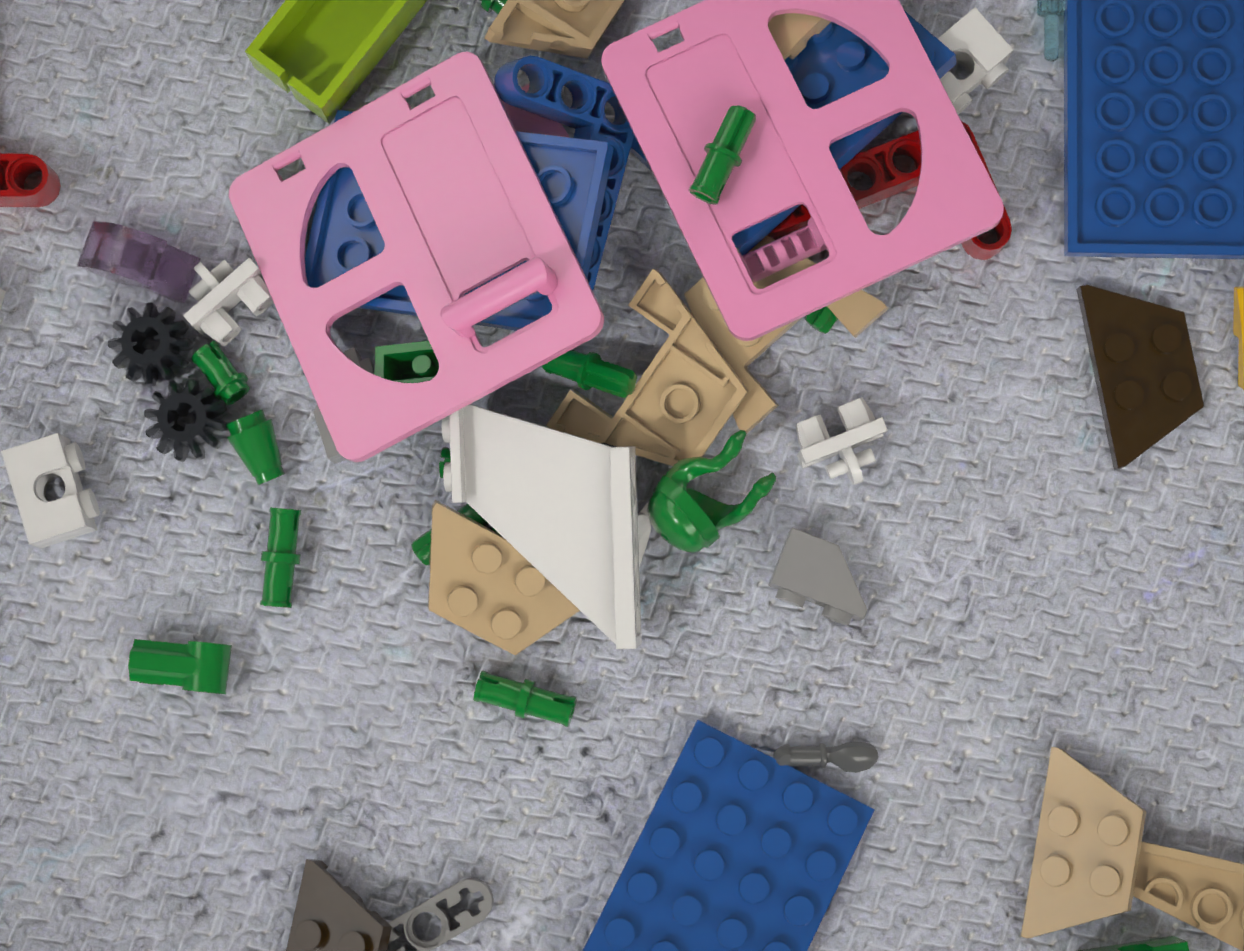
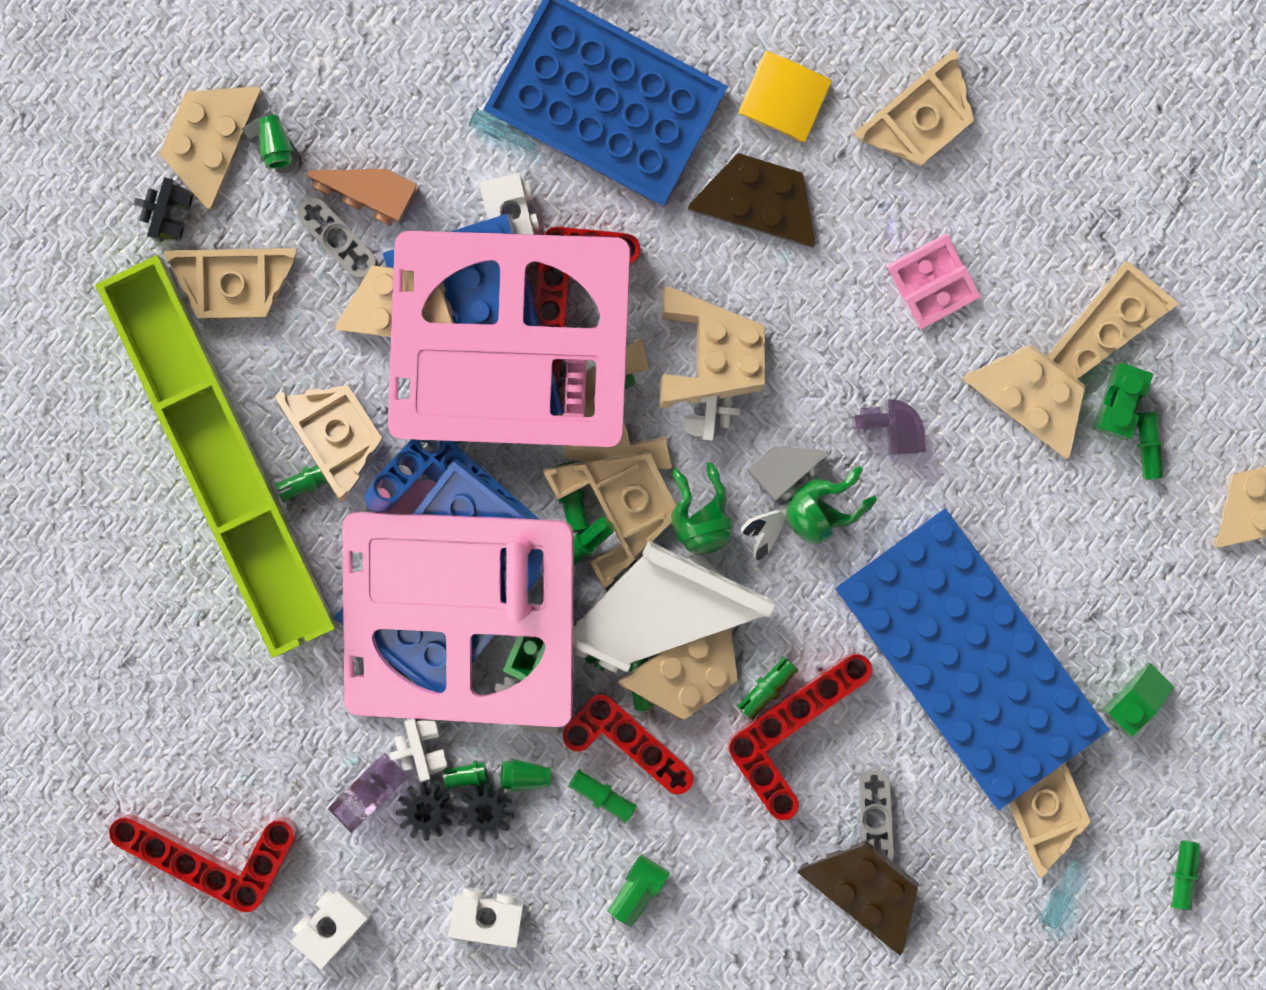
camera: 65 degrees left, 5 degrees up
(359, 566) = (632, 748): none -> red beam
(492, 750) = (790, 724): none -> red beam
(627, 336) = (574, 508): none -> green pin
(723, 154) = (498, 394): green axle -> none
(771, 633) = (806, 515): none -> green hair
(847, 756) = (905, 506): dark grey piece -> none
(924, 426) = (727, 351): none -> tan wing
(955, 695) = (903, 426): none -> clear purple brick
(1155, 644) = (933, 281): none -> bright pink slope

